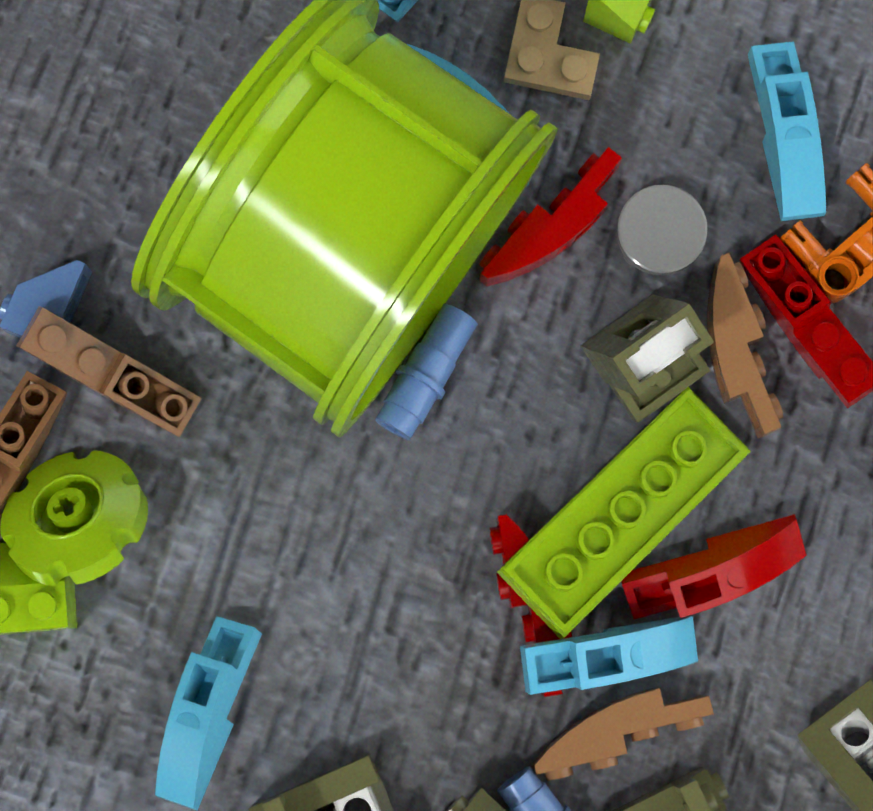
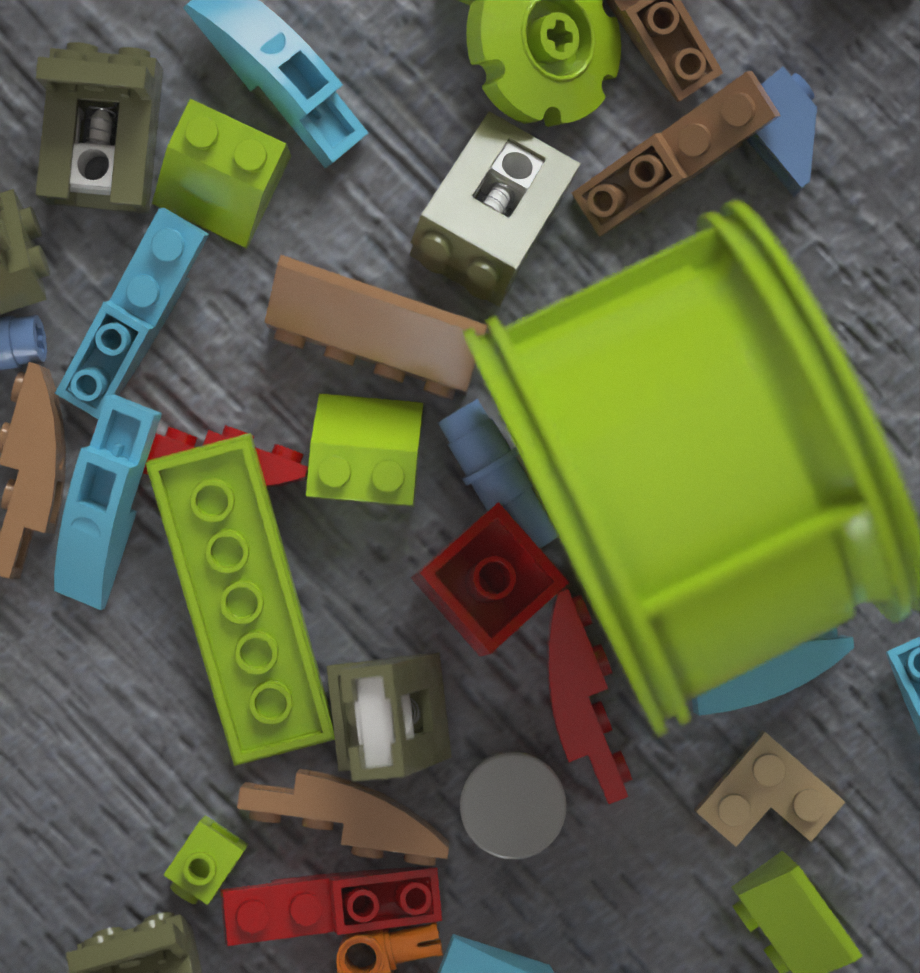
camera: 120 degrees right, 5 degrees up
(257, 484) = (473, 238): none -> brick
(310, 712) = (220, 173): none -> lime slope
(364, 523) = (371, 326): none -> medium nougat slope
(455, 718) = (134, 312): none -> medium azure slope
(460, 482) = (365, 450): none -> lime slope
(507, 334) = (490, 580): none -> red slope
(723, 572) = (124, 669): red slope -> none
(833, 432) = (204, 861): none -> lime brick

